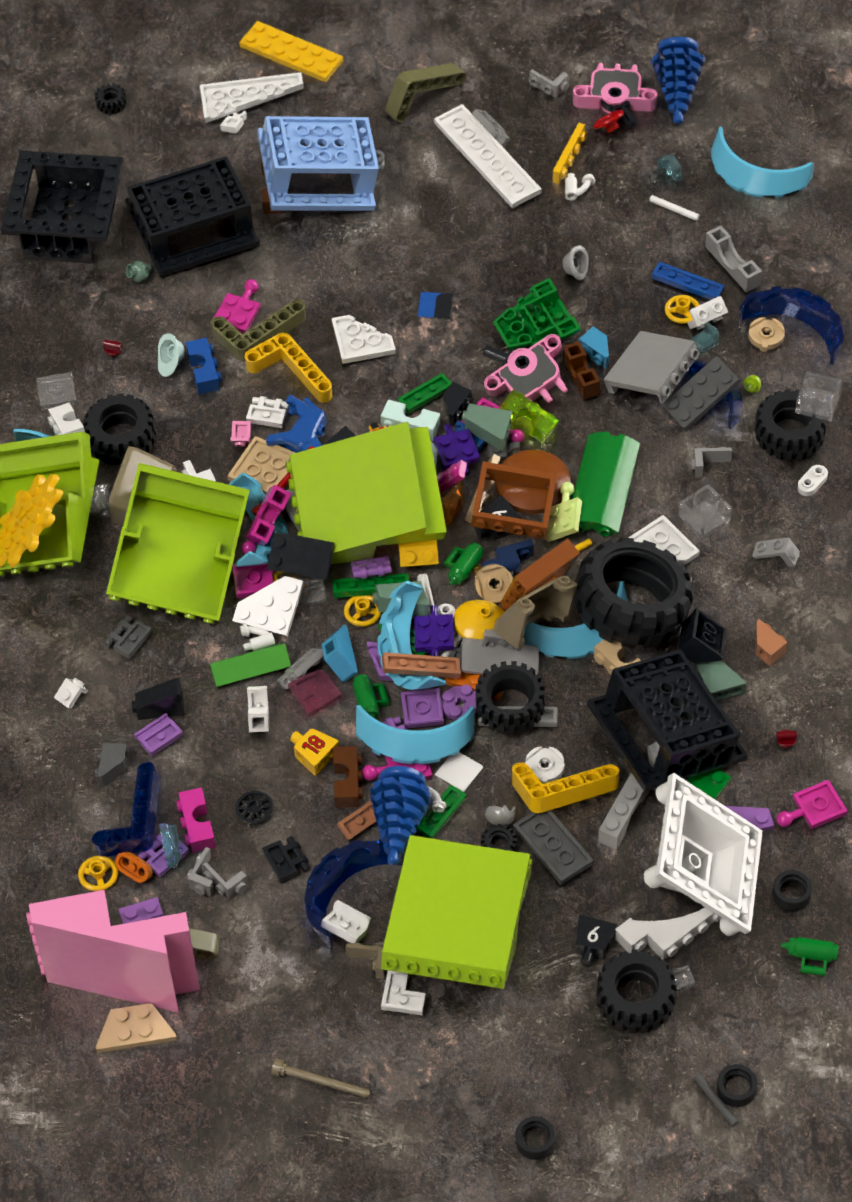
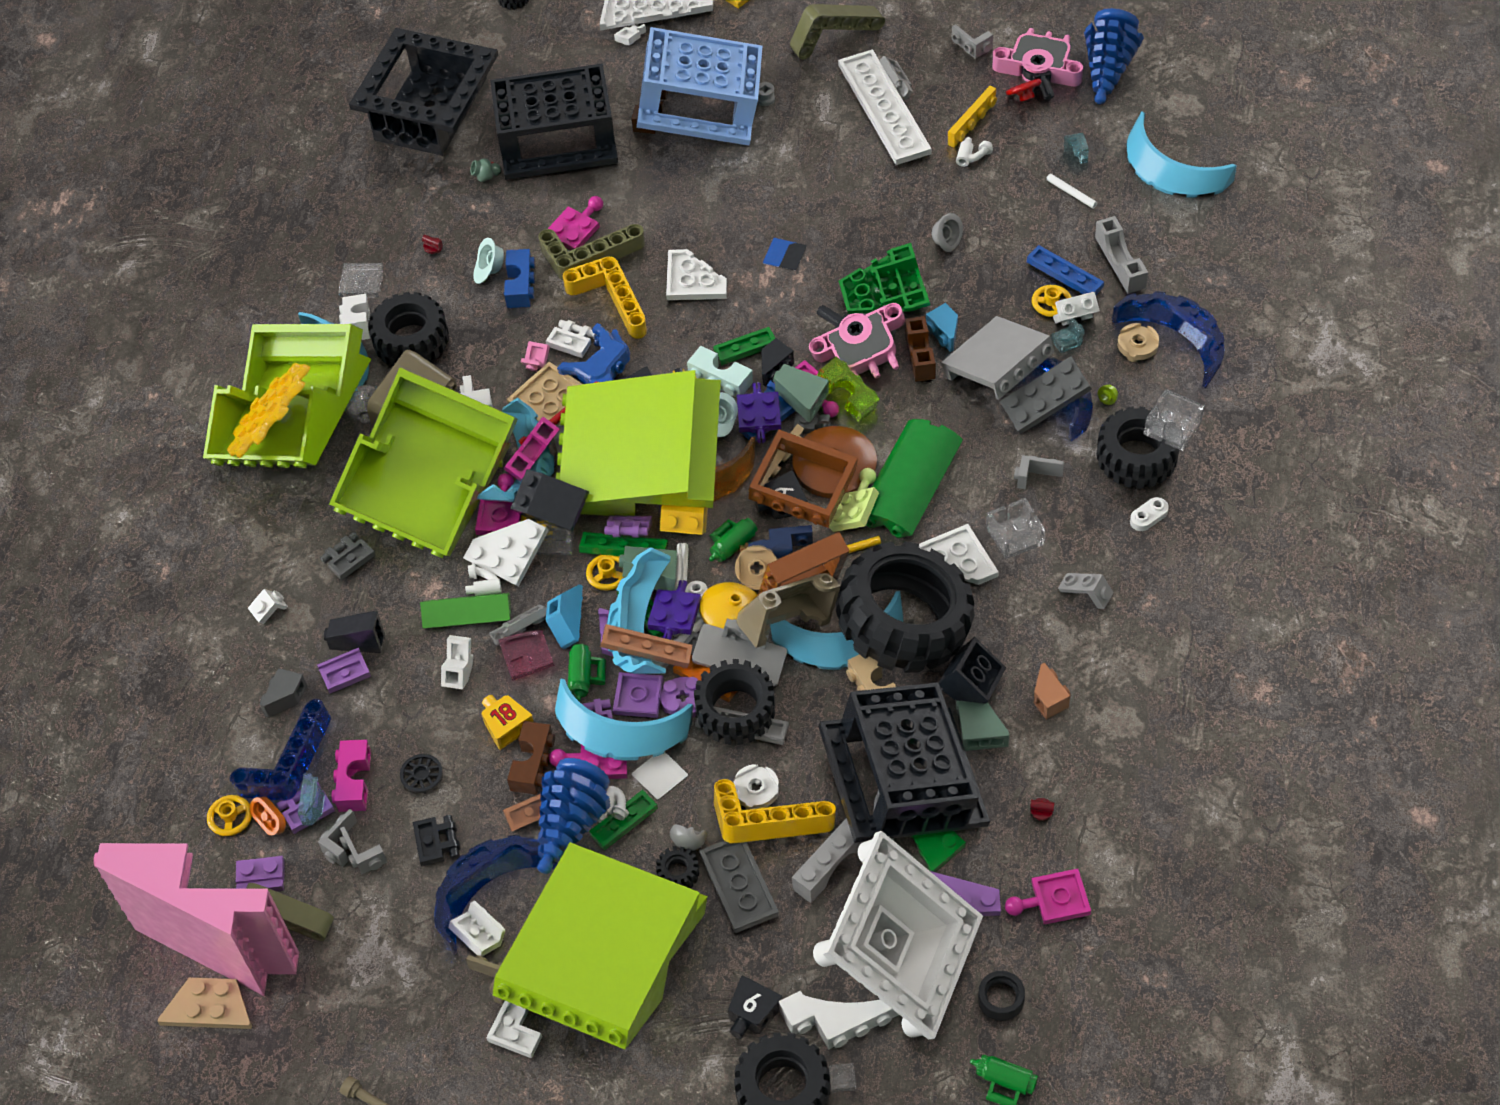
camera: 15 degrees right, 0 degrees up
(451, 476) = (738, 442): dark pink plate -> none

